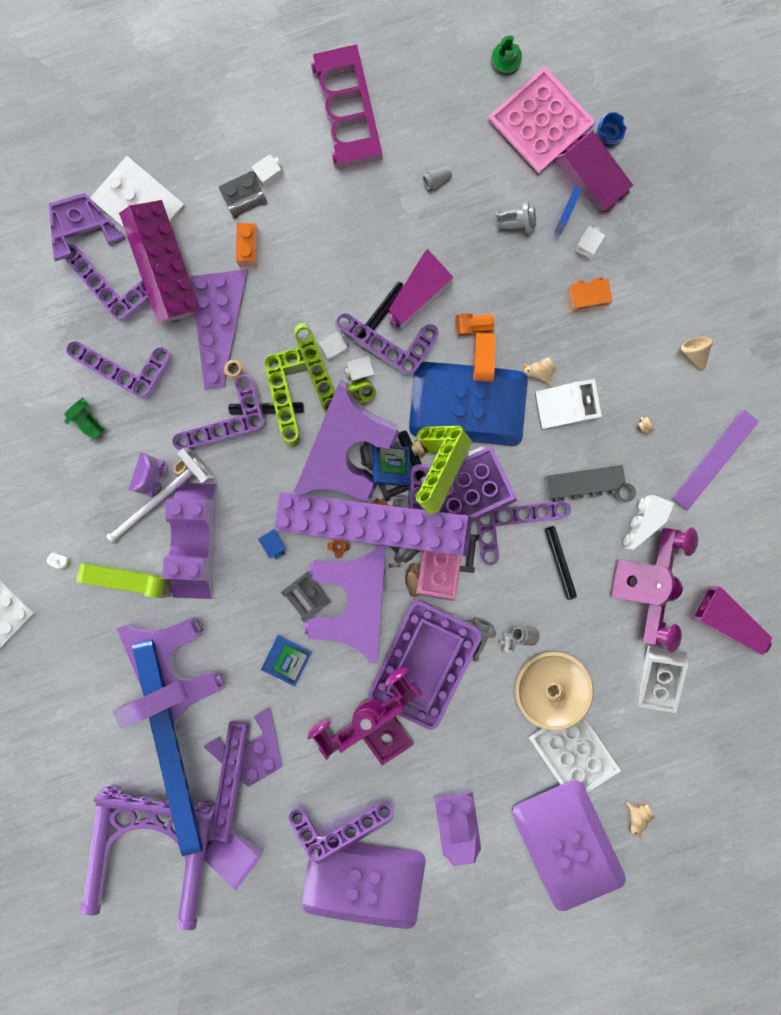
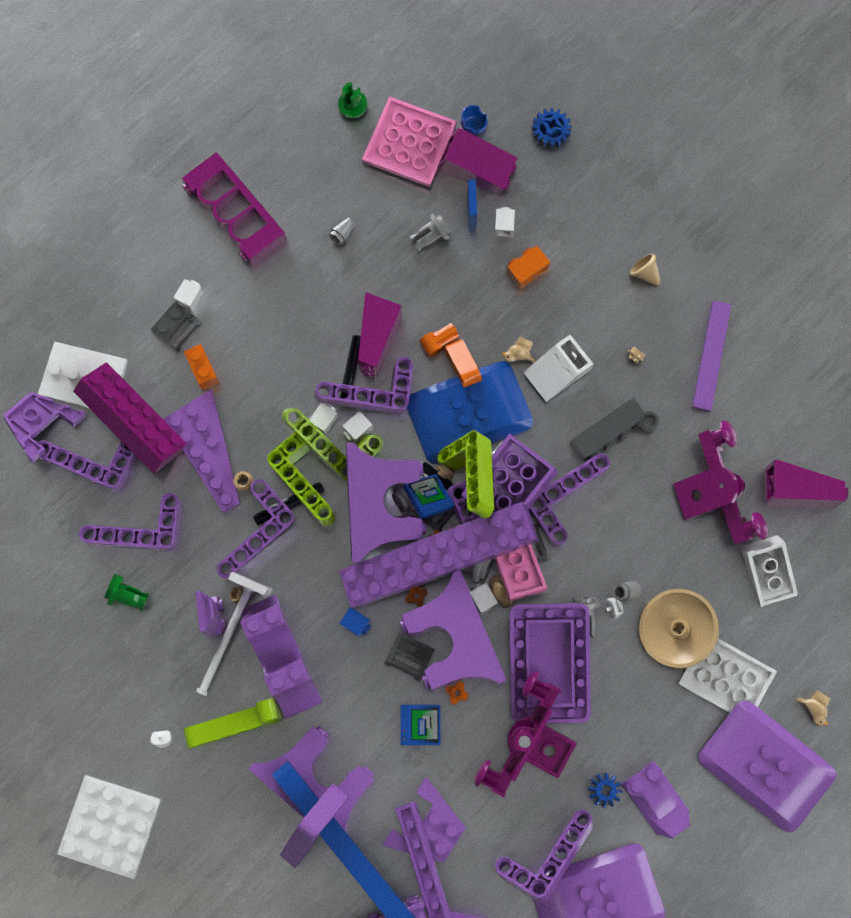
camera: 30 degrees left, 10 degrees down
(335, 653) = (462, 694): none -> orange plate
(412, 792) = (611, 793): none -> blue gear
(560, 562) = (624, 511): black axle -> none
(651, 516) = (682, 428): white slope -> none
(677, 163) = (557, 133): none -> blue gear

